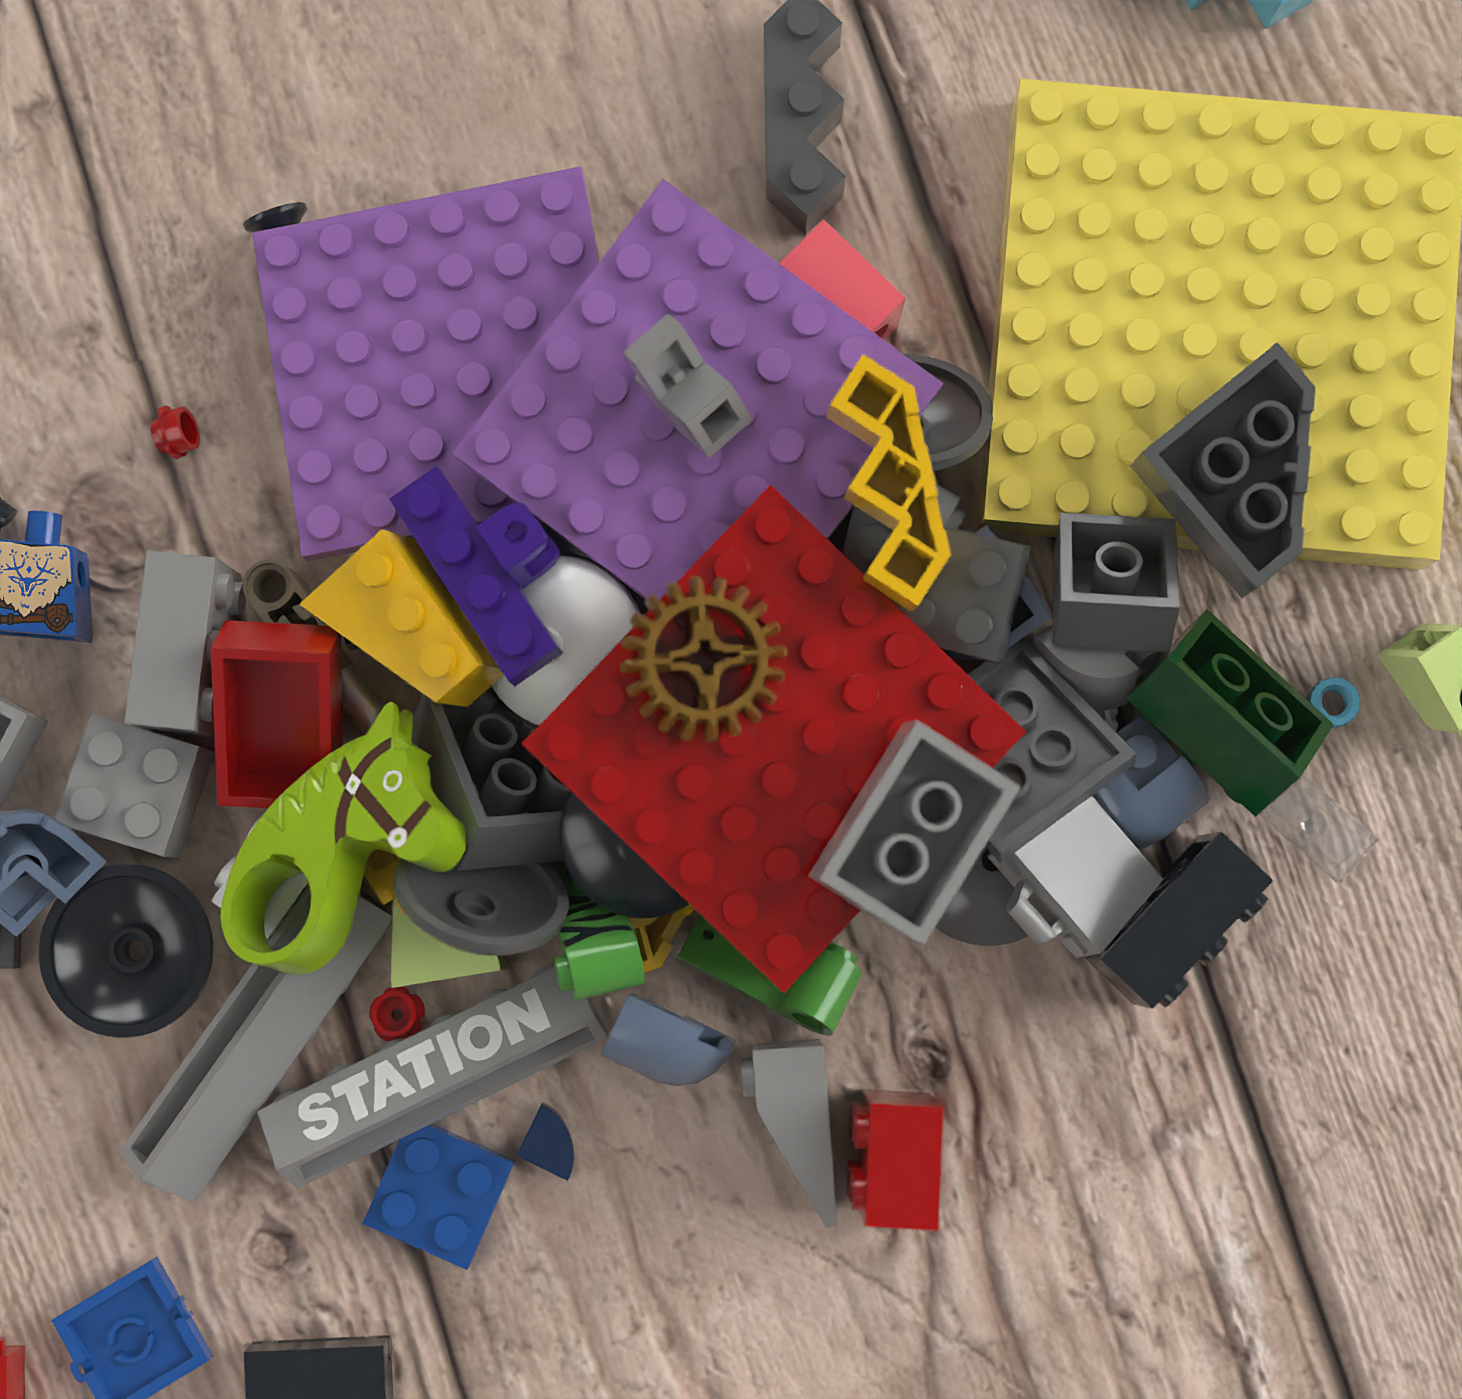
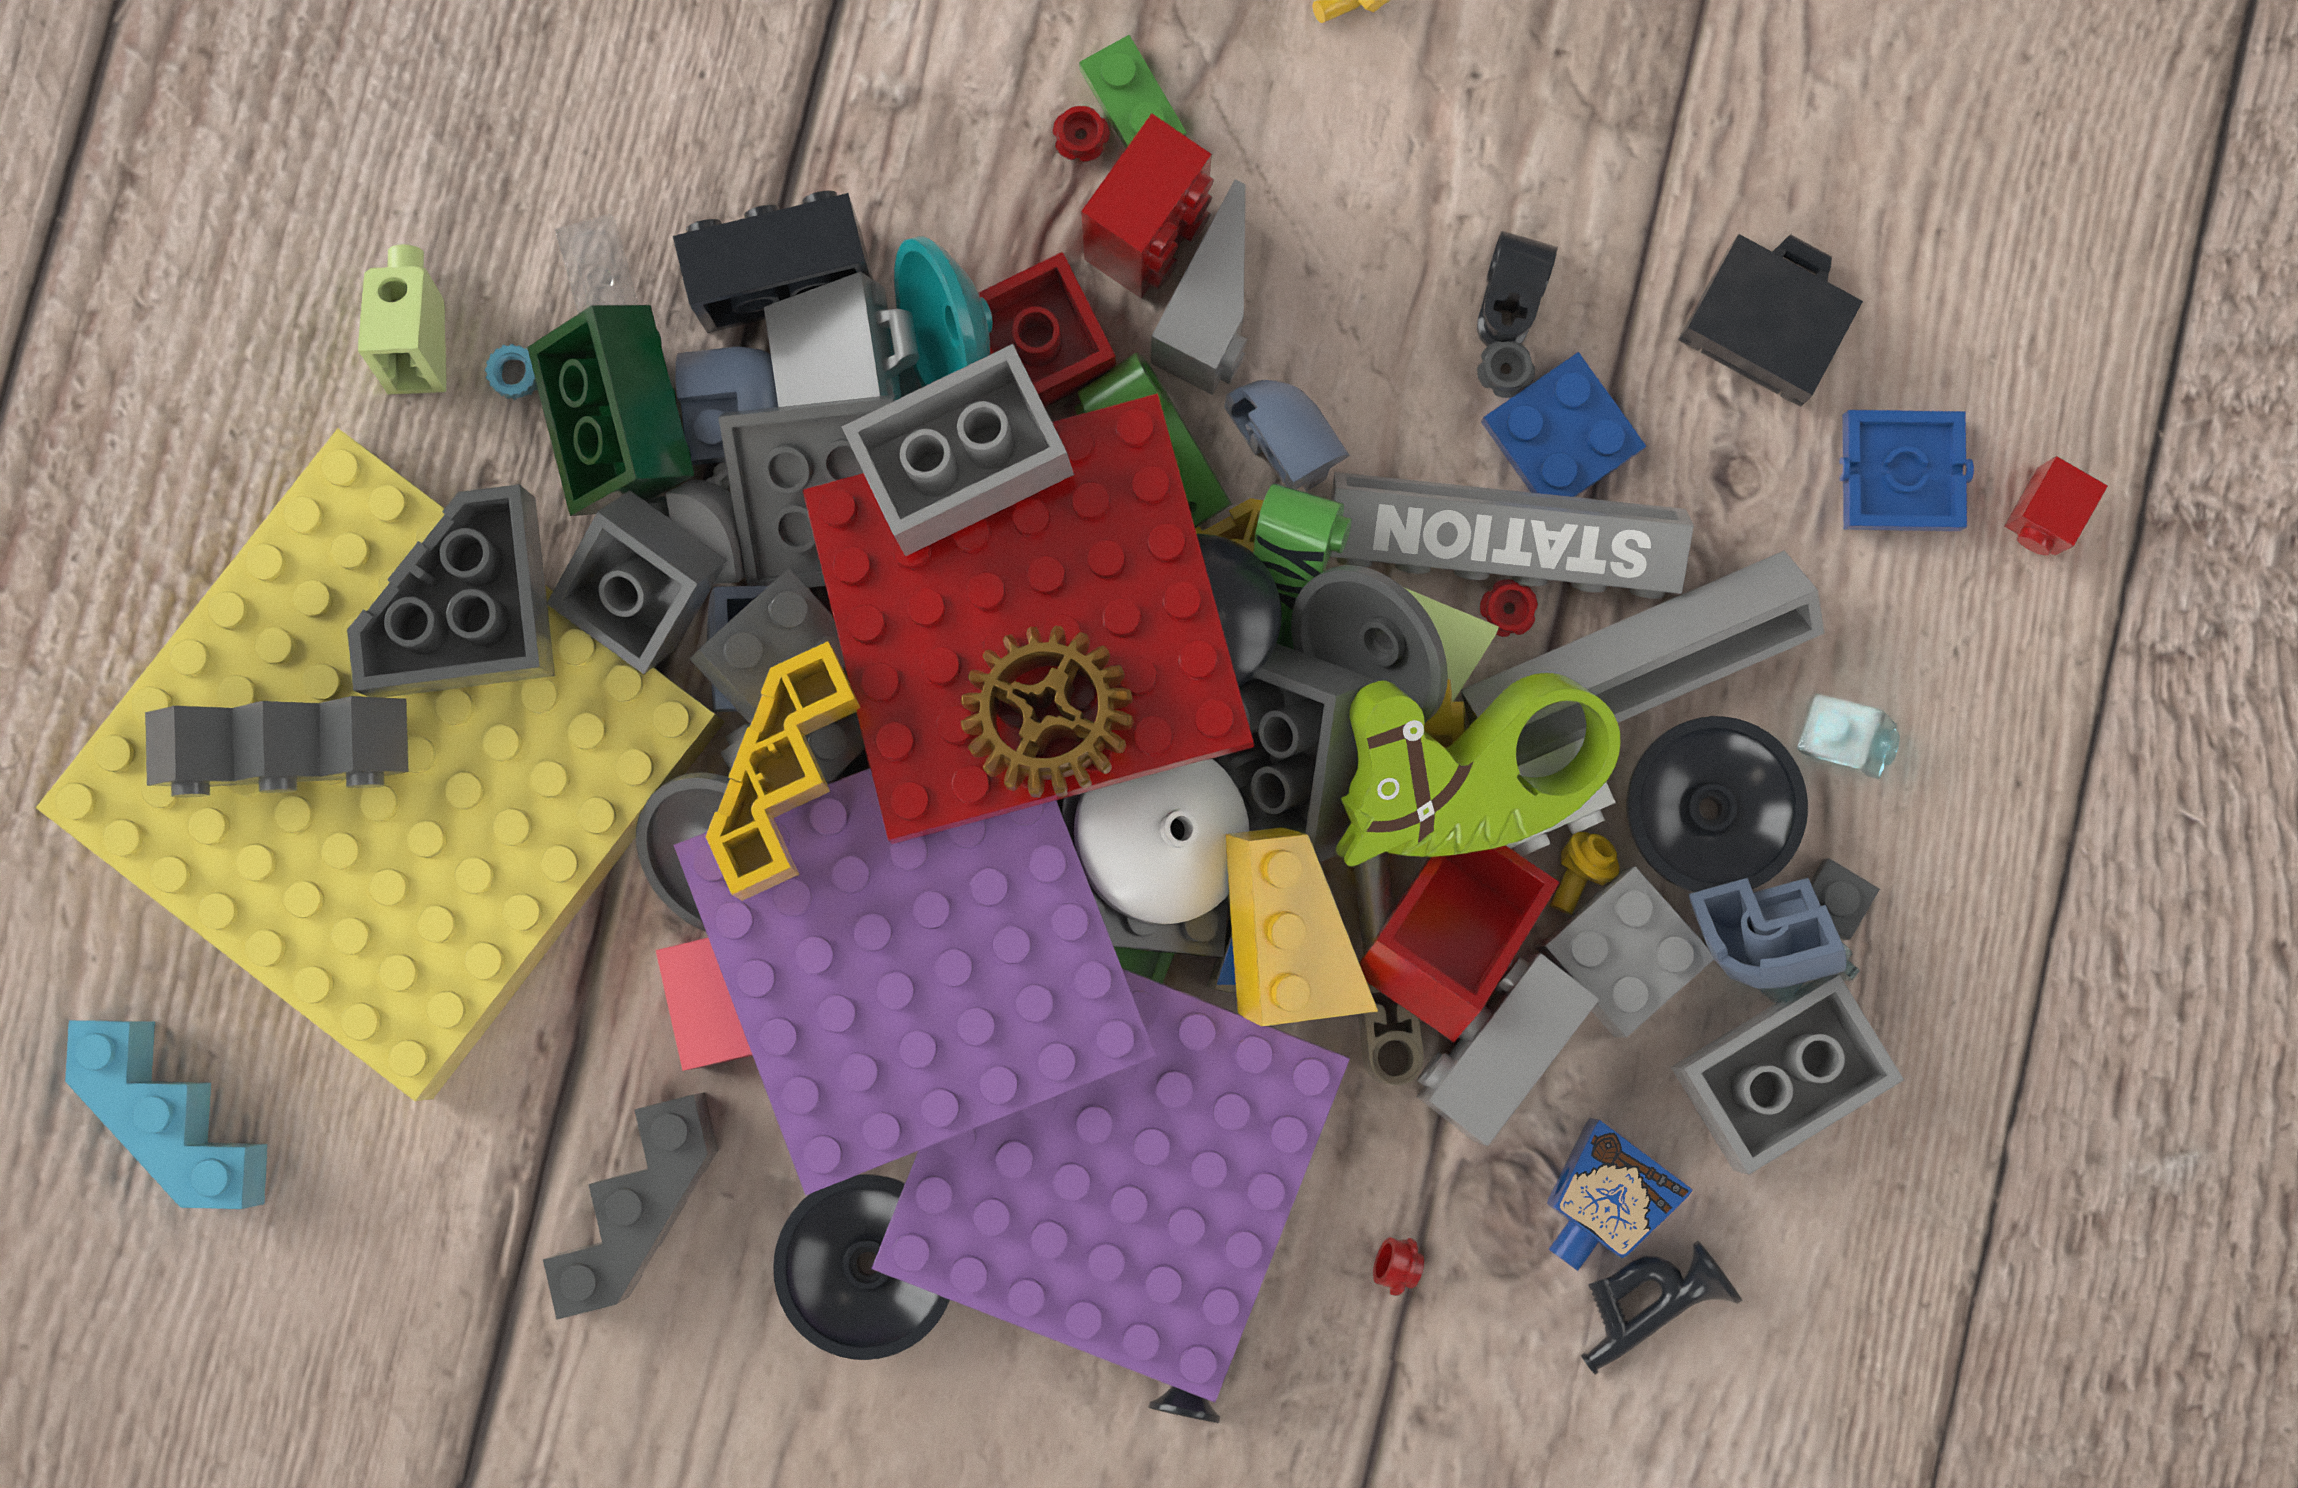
camera: 155 degrees left, 0 degrees up
(53, 1081) = (1850, 735): none -> clear light blue bracket
(212, 845) = (1586, 859): none -> yellow plate
(485, 568) = (1191, 931): dark purple plate -> none
(504, 1220) = (1507, 353): none -> dark grey plate
(549, 1143) = (1442, 416): dark blue tile -> none
(555, 1298) = (1515, 284): none -> black piece
(609, 140) = (826, 1289): none -> black dish
(686, 387) = (907, 970): light grey brick -> none
(924, 997) = (1050, 328): none -> red brick
(976, 1257) = (1126, 89): none -> bright green plate
(1000, 952) = (945, 306): none -> teal dish
(1014, 1200) = (1078, 119): none -> red plate
(1310, 271) = (276, 744): none -> dark grey brick

